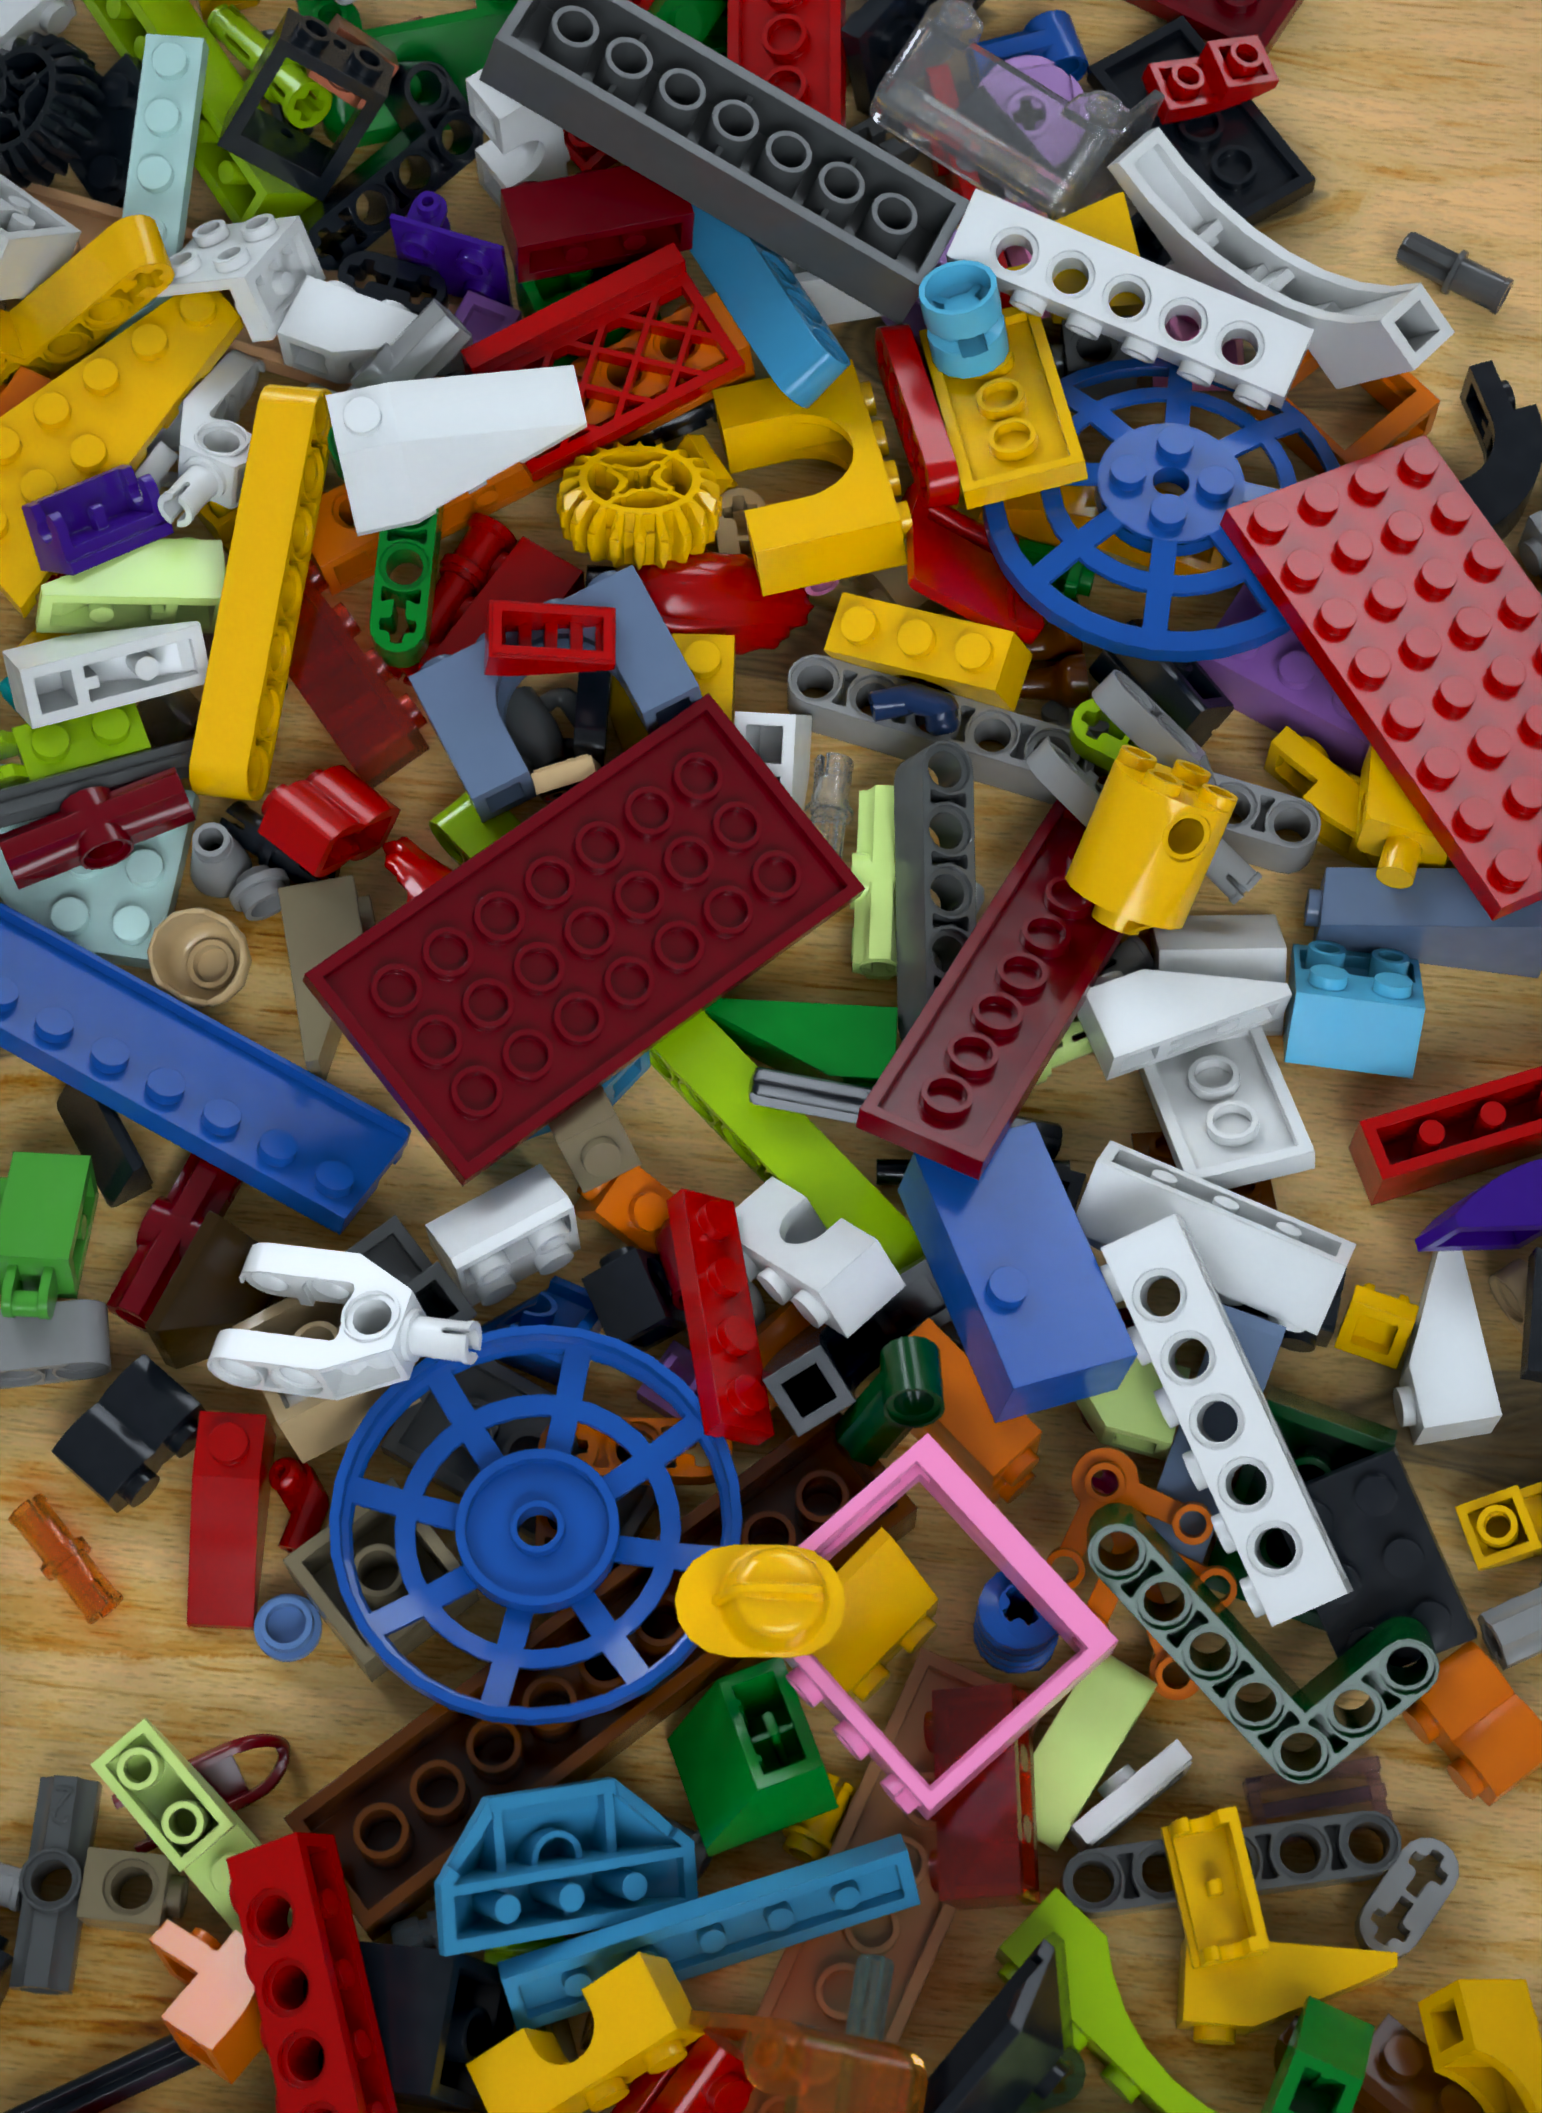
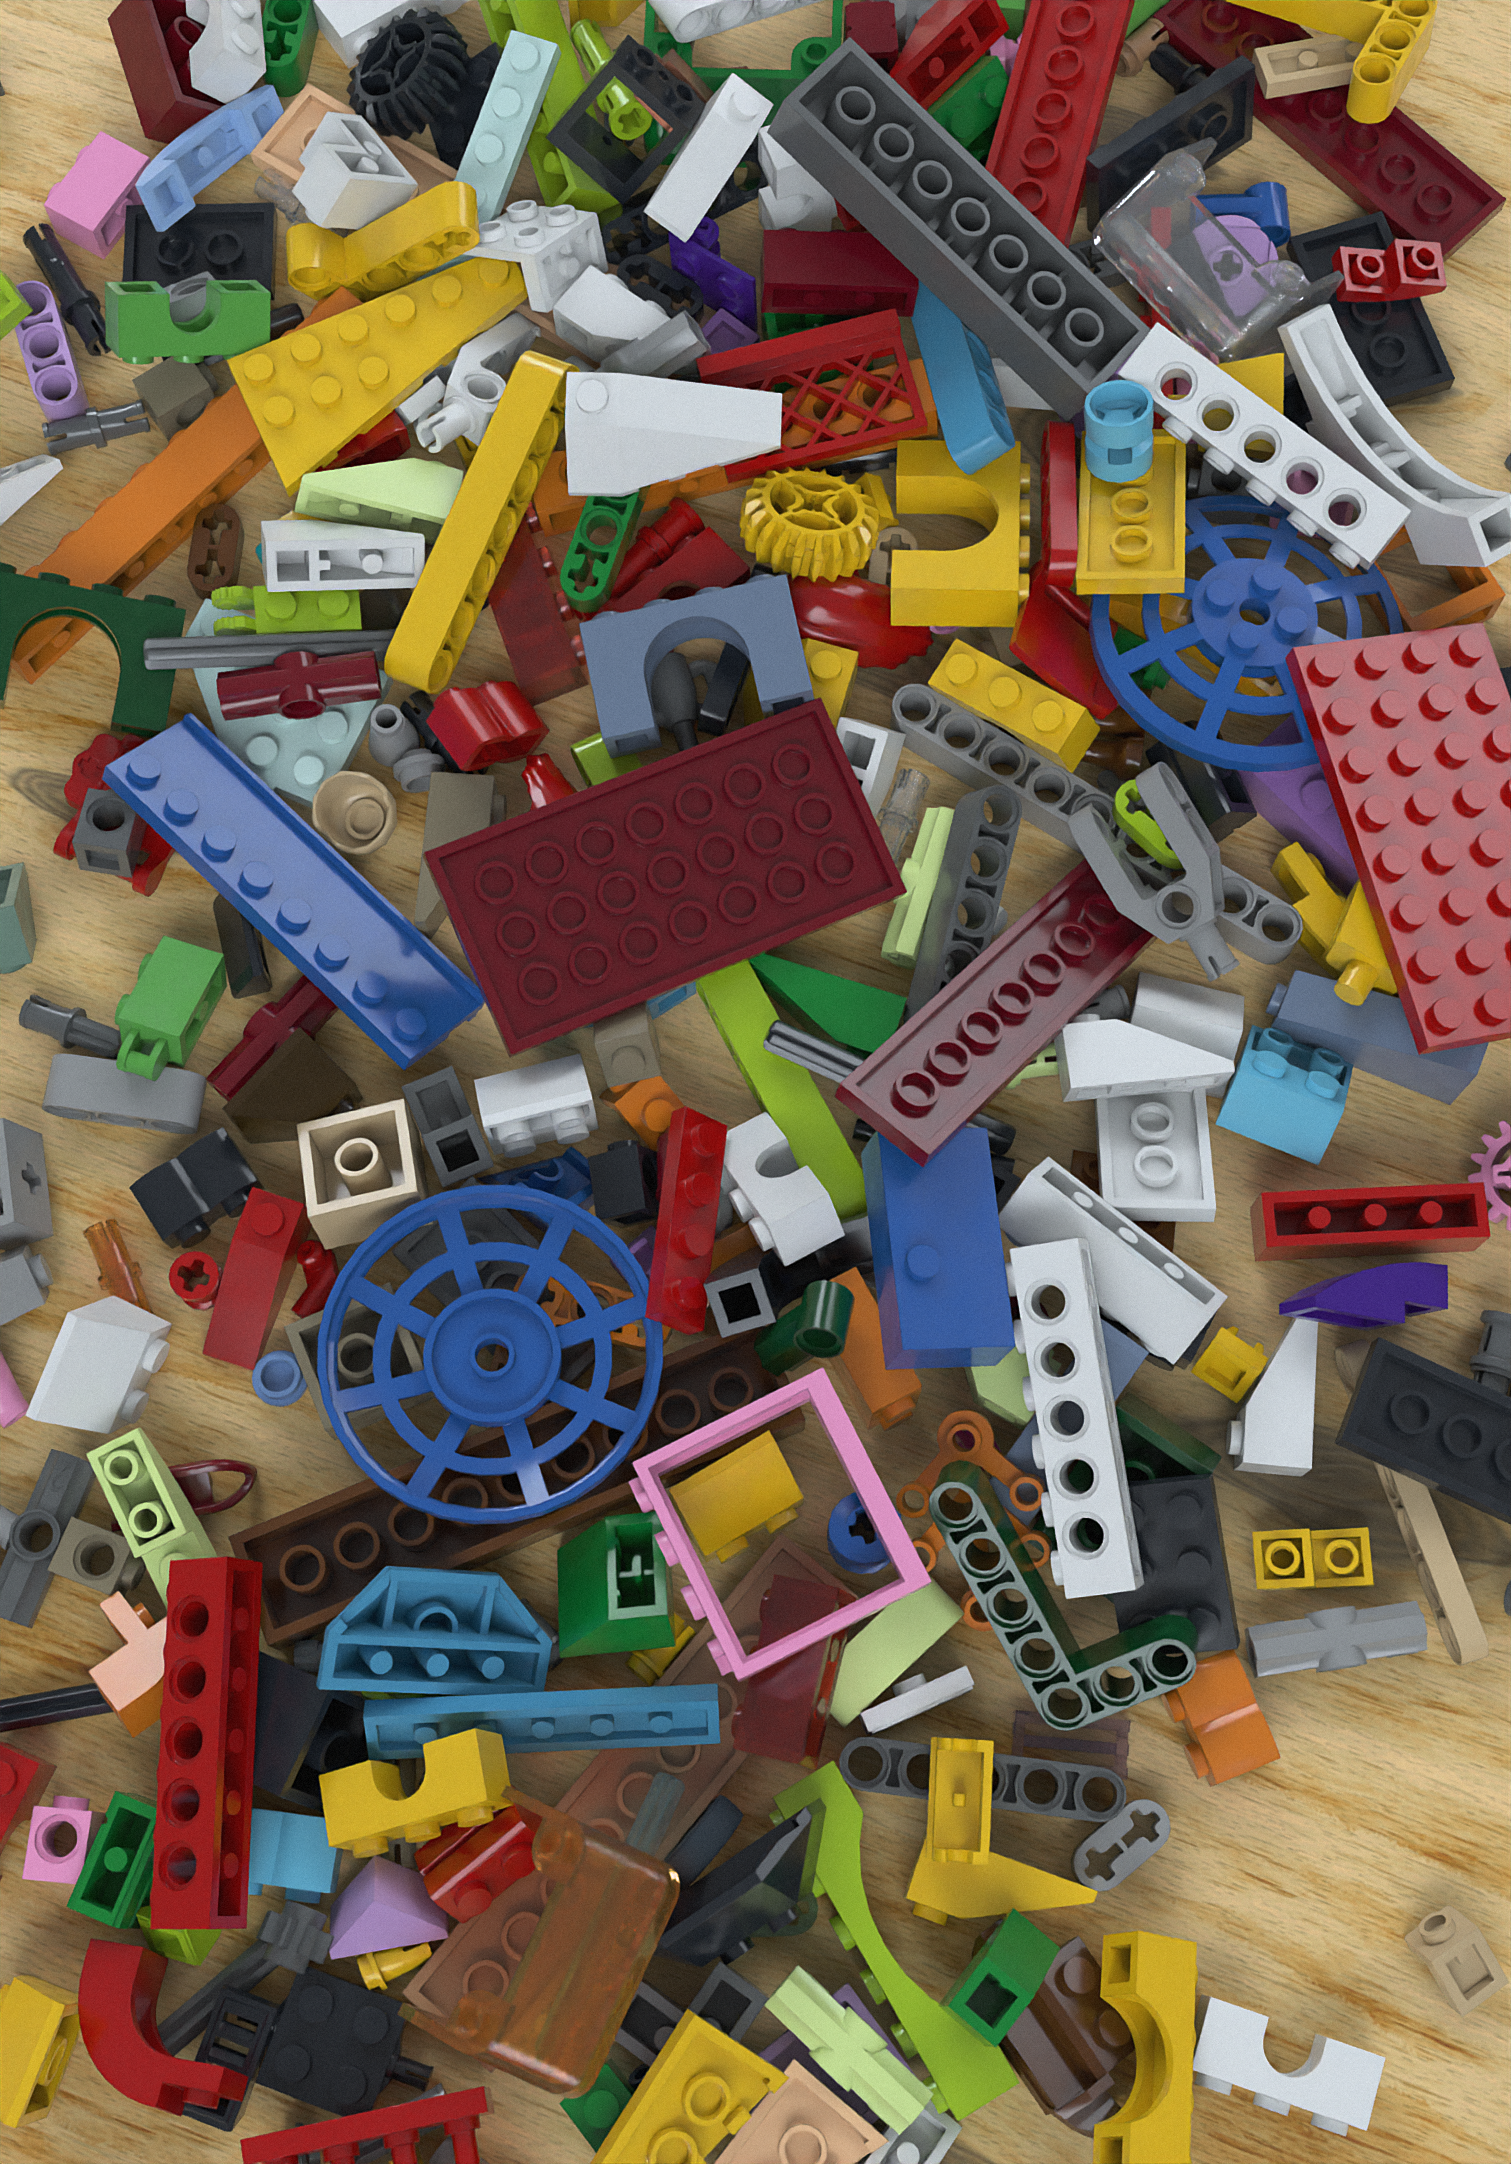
camera: 15 degrees right, 5 degrees up
(78, 1664) = (101, 1367): none -> white slope
(95, 521) = (362, 430): dark purple hinge -> none
(149, 1524) = (196, 1265): none -> red bush
(359, 1355) = (381, 1179): white piece -> none
(415, 122) = (708, 156): none -> white slope
(530, 616) = (695, 638): red slope -> none
(560, 777) = (682, 737): tan tile -> none
(760, 1601) = (648, 1470): yellow piece -> none
(918, 700) = (994, 744): dark blue arm -> none
(936, 2013) = (704, 1840): none -> black bush
(1149, 842) = (1148, 915): yellow cylinder -> none

